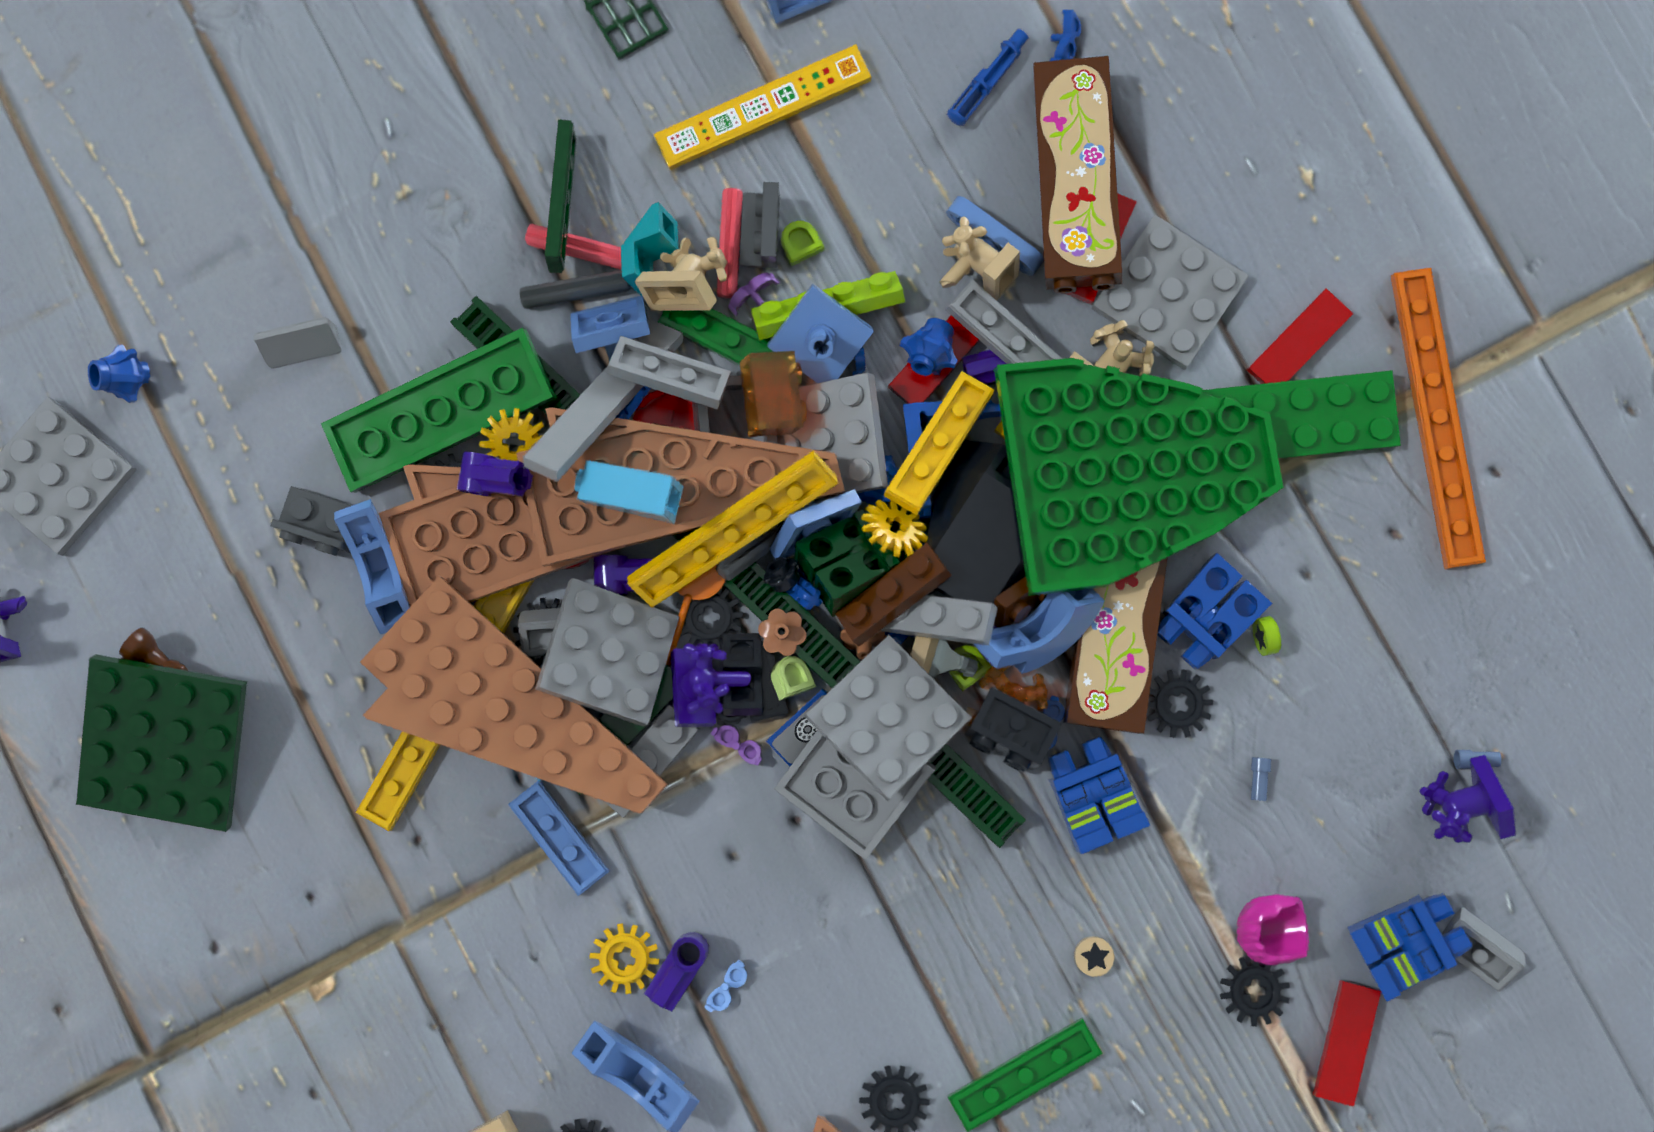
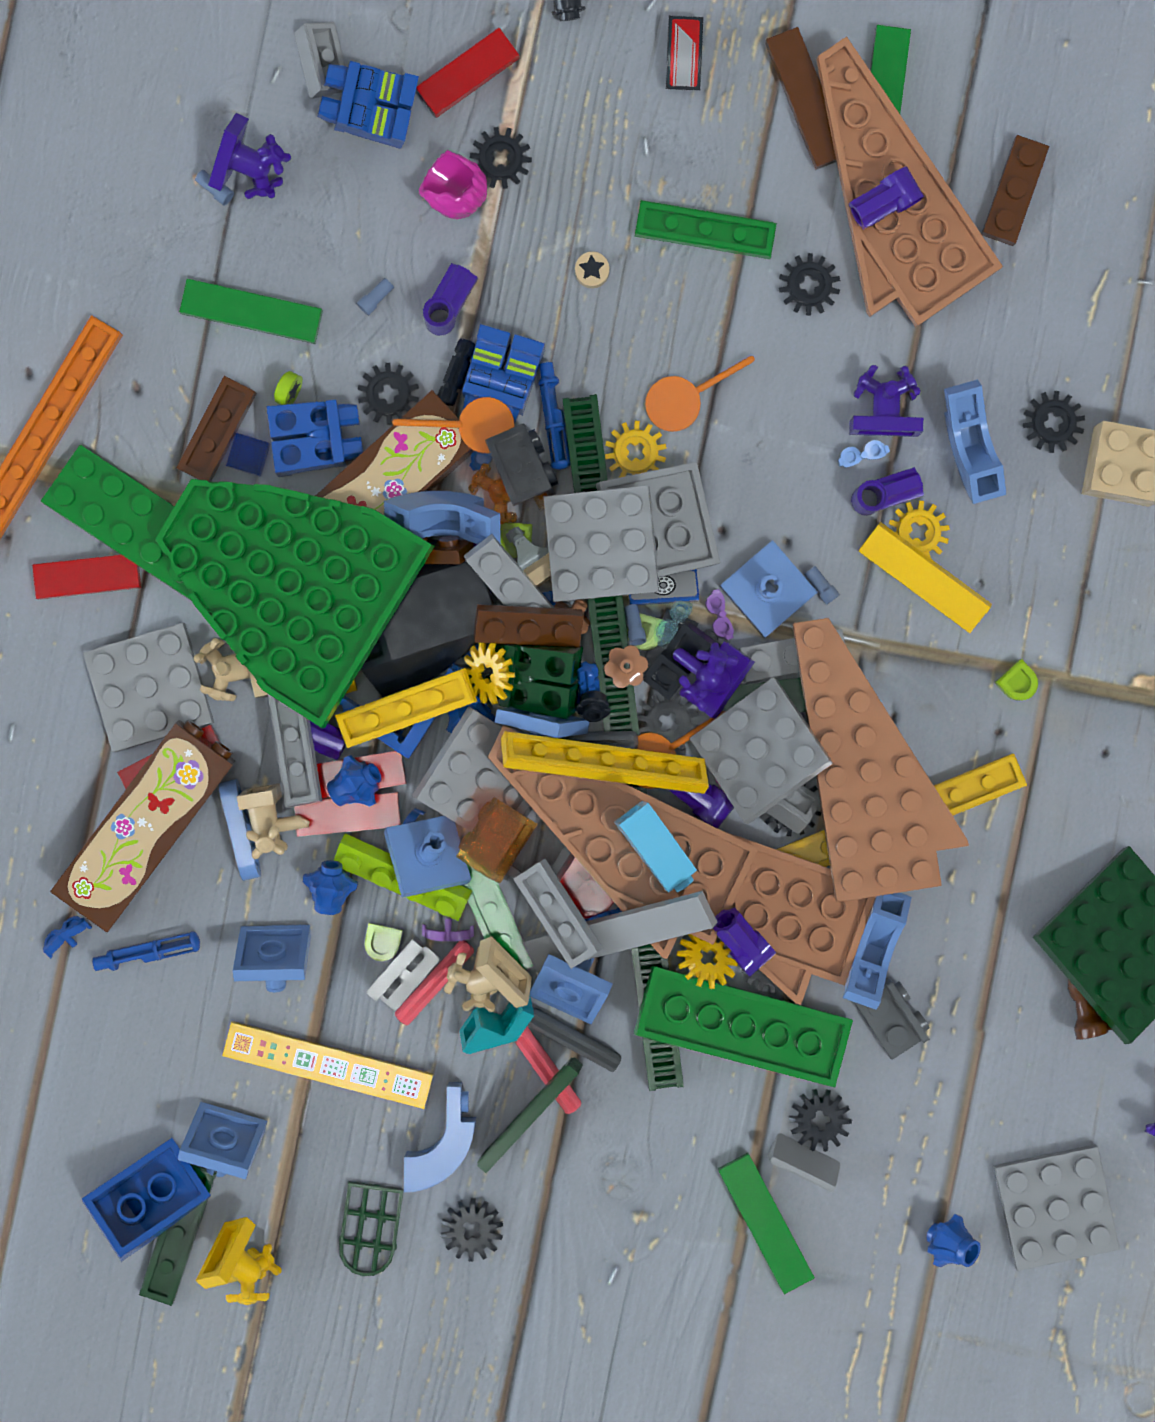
camera: 145 degrees left, 5 degrees up
(292, 268) = (766, 1223): none -> green tile
(313, 403) = (808, 1112): none -> black gear
(433, 897) = (1018, 682): none -> lime tile
(544, 81) = (486, 1229): none -> black gear
(559, 837) = (898, 651): medium blue tile -> none
(585, 922) = (925, 577): none -> yellow tile
(606, 100) = (438, 1162): none -> arch
(661, 839) = (826, 591): none -> sand blue piece
(714, 801) = (768, 589): none -> medium blue tile
(739, 1047) = (886, 406): none -> dark purple piece
(772, 692) = (668, 628): none -> clear light blue piece
(796, 668) = (636, 633): none -> sand blue piece
(880, 248) = (329, 887): none -> blue rock
(882, 154) = (272, 954): none -> medium blue tile
(926, 899) = (676, 402): none -> orange piece
(927, 304) = (330, 818): none -> tile
(936, 838) = (635, 437): none -> yellow gear
(1020, 798) = (553, 417): none -> blue piece
(1080, 736) = (477, 422): none -> orange piece
(1136, 769) = (456, 371): none -> black axle
(1197, 830) = (450, 297): none -> dark purple piece
(1252, 553) = (248, 454): none -> clear blue tile
(1296, 551) = (216, 429): none -> reddish brown plate
(1354, 677) = (251, 311): none -> green tile

